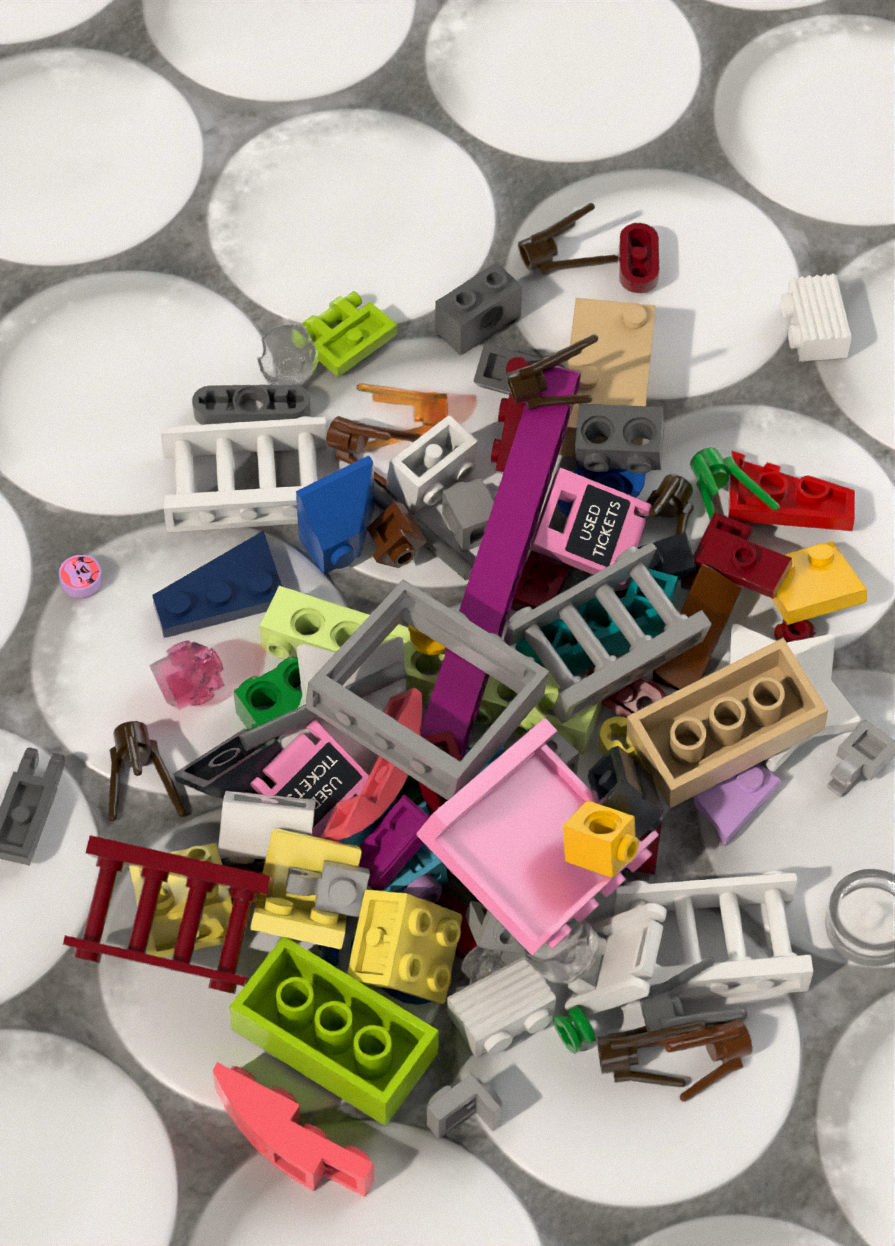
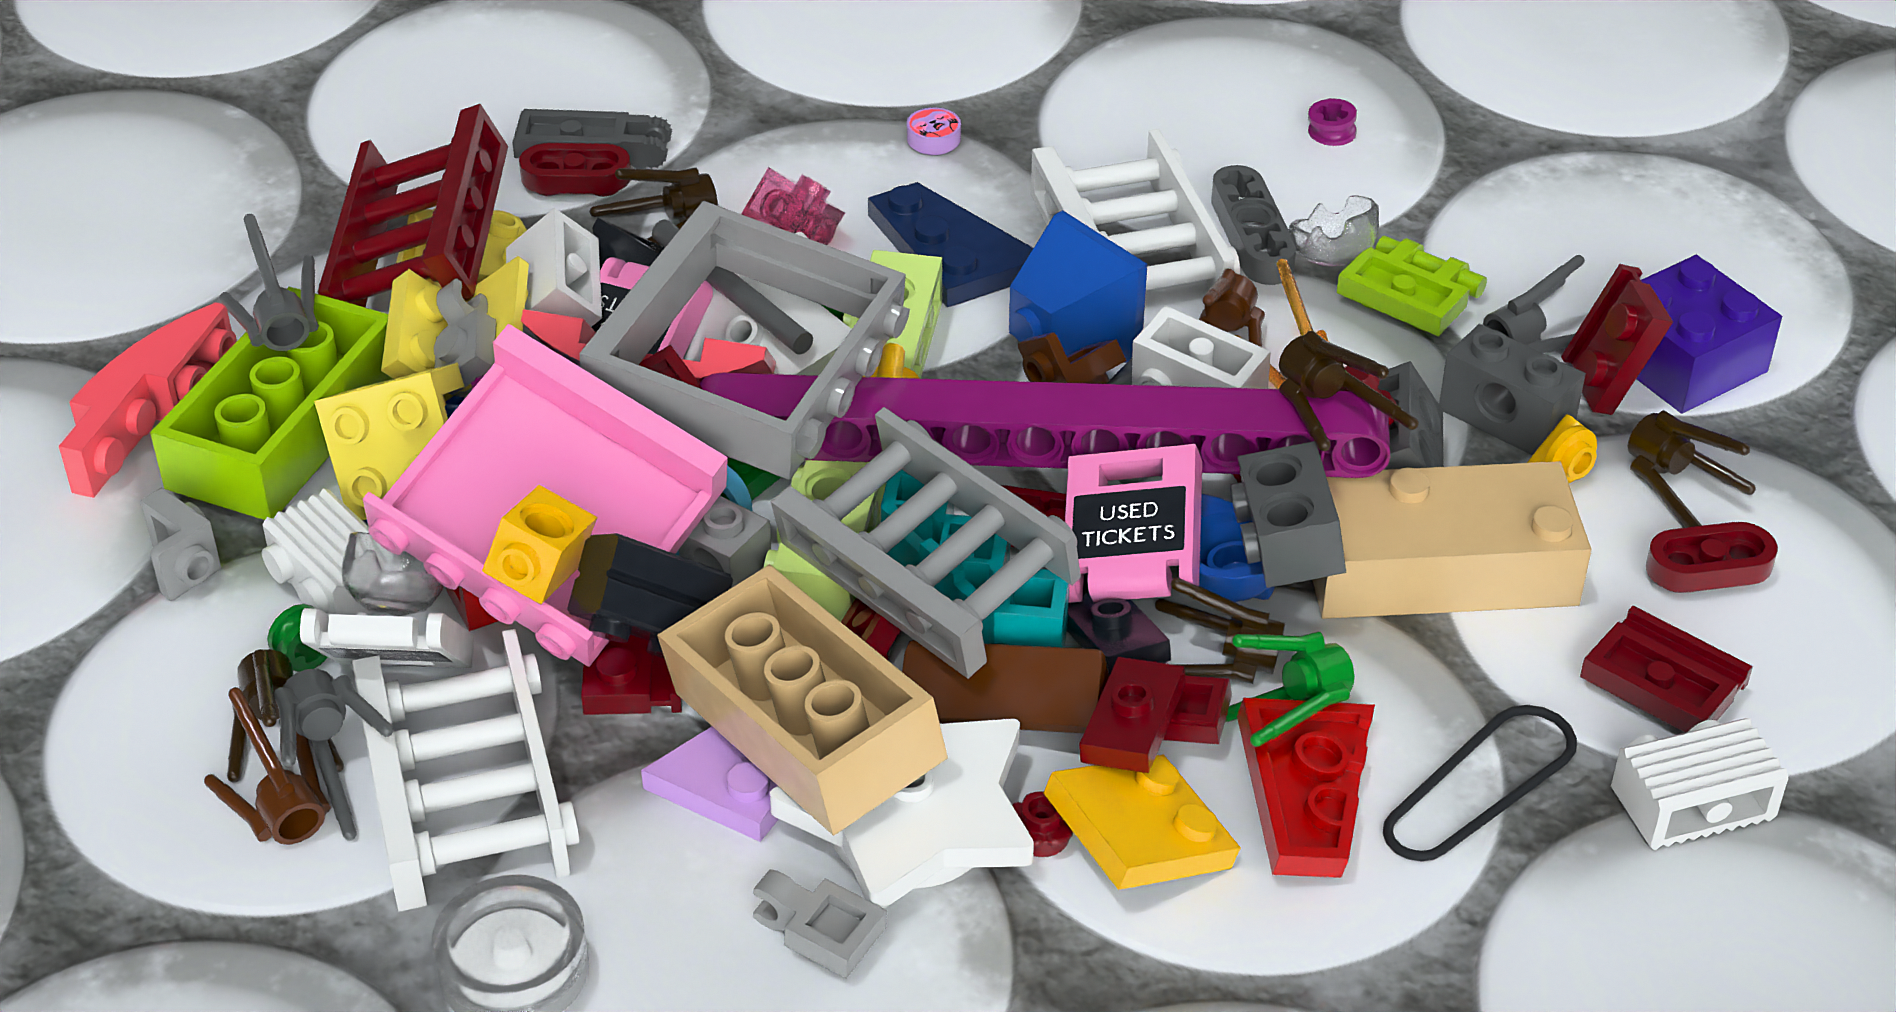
camera: 80 degrees right, 15 degrees down
(66, 822) = (573, 168): none -> dark red plate
(142, 322) = (1332, 122): none -> magenta bush
(287, 1002) = (280, 316): none -> dark grey plant
(406, 287) = (1523, 317): none -> dark grey plant
(443, 203) = (1716, 336): none -> dark purple brick
(458, 238) = (1617, 338): none -> dark red plate
(536, 299) = (1572, 446): none -> yellow plate
(728, 307) = (1665, 671): none -> dark red plate
(776, 435) = (1498, 807): none -> black piece

